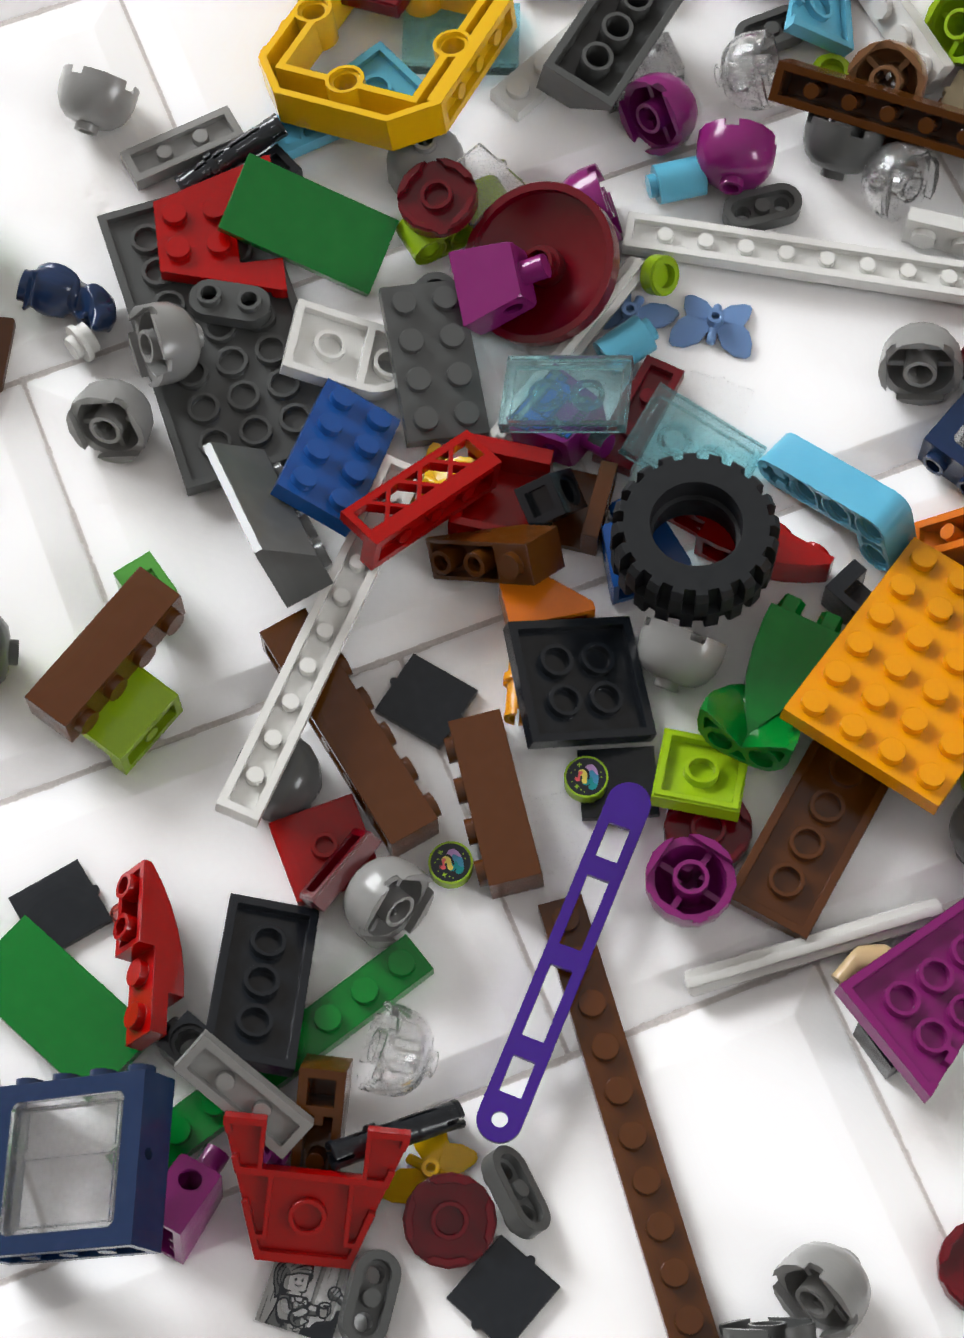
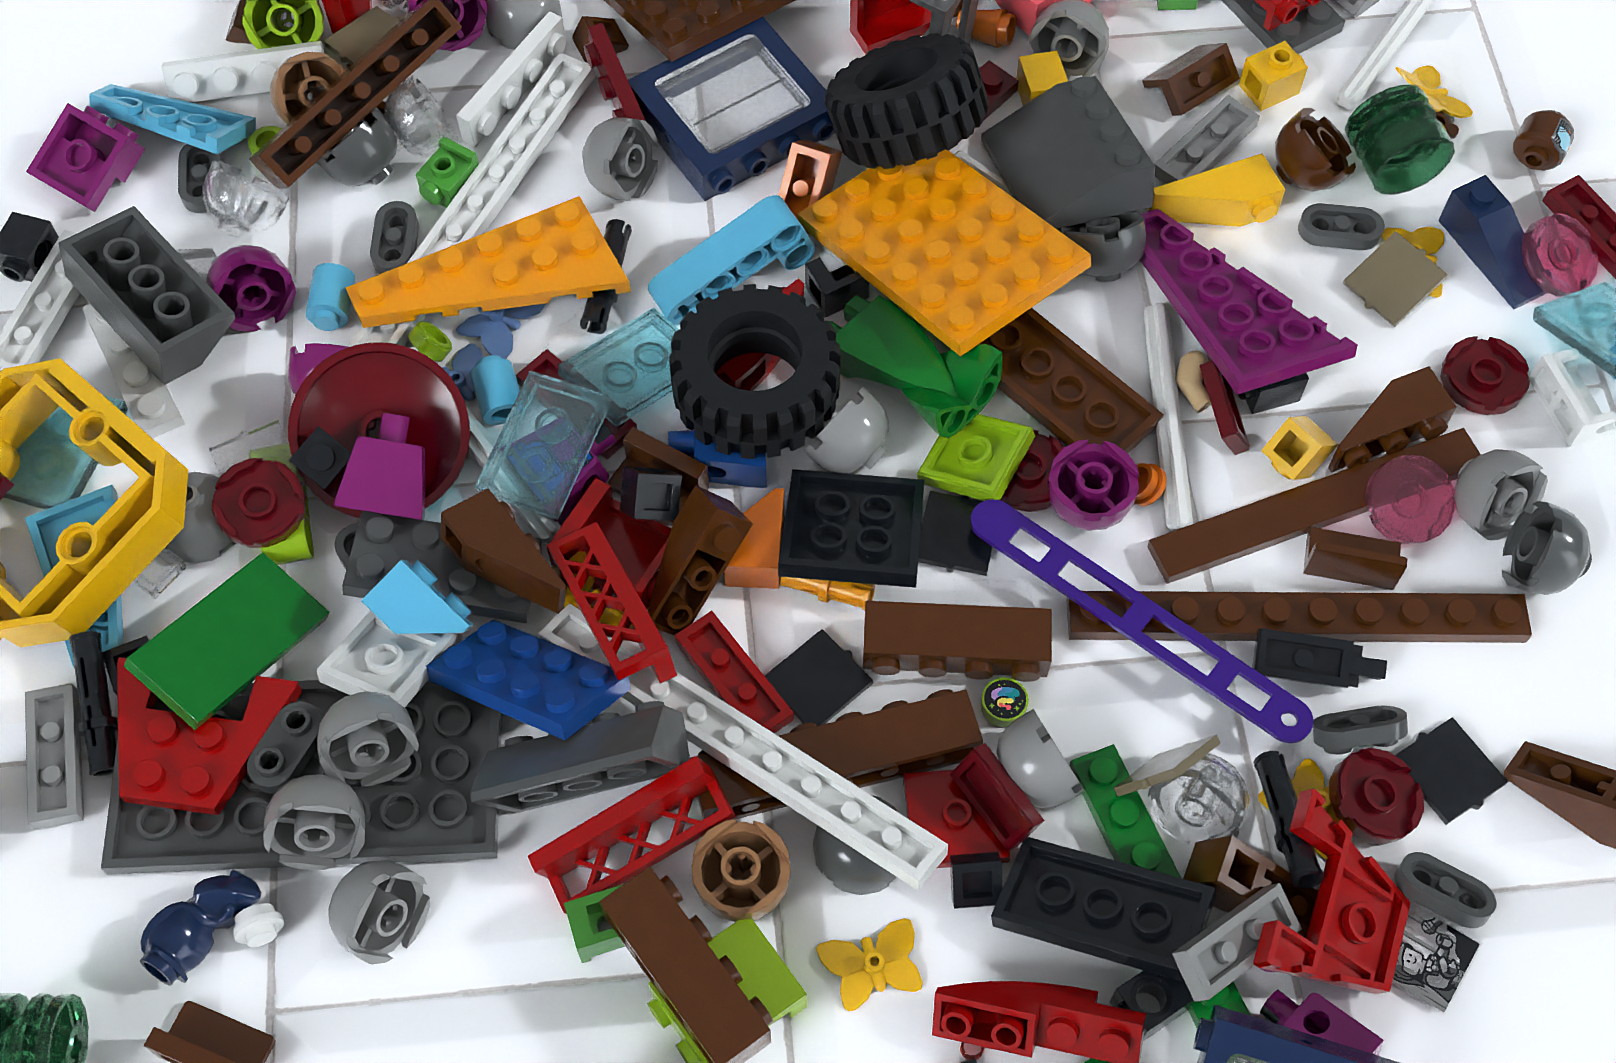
camera: 75 degrees left, 5 degrees down
(173, 818) = (873, 967): none -> yellow piece
(212, 676) = (740, 870): none -> medium nougat cylinder
(235, 574) = (626, 818): none -> red fence
(246, 352) = (366, 739): none -> light grey cylinder
(266, 874) = (975, 879): none -> black plate
(366, 158) = (160, 573): none -> clear tile
(375, 347) = (412, 605): none -> medium azure slope
(403, 628) = (732, 672): none -> red plate
(410, 1010) = (1167, 765): none -> dark tan piece
(453, 385) = (494, 547): none -> reddish brown slope
(494, 225) = (321, 458): none -> black plate
(576, 1137) = (1313, 659): none -> black hinge
(586, 779) = (951, 554): tile -> none
(709, 1159) = (1353, 558): none -> reddish brown panel
(722, 939) = (1151, 484): none -> orange plate
(736, 155) = (335, 233): magenta cylinder -> none
(758, 312) = (504, 268): none -> light orange wing
(762, 1116) = (1291, 512): none -> reddish brown tile
(787, 396) = (599, 306): none -> black pin
(789, 1202) = (1410, 499): none -> clear pink tile
(817, 1079) = (1299, 448): none -> yellow brick
(819, 1005) = (1225, 408): none -> dark red tile
(848, 222) = (446, 172): none -> bright green brick
(891, 1174) = (1403, 412): none -> reddish brown slope

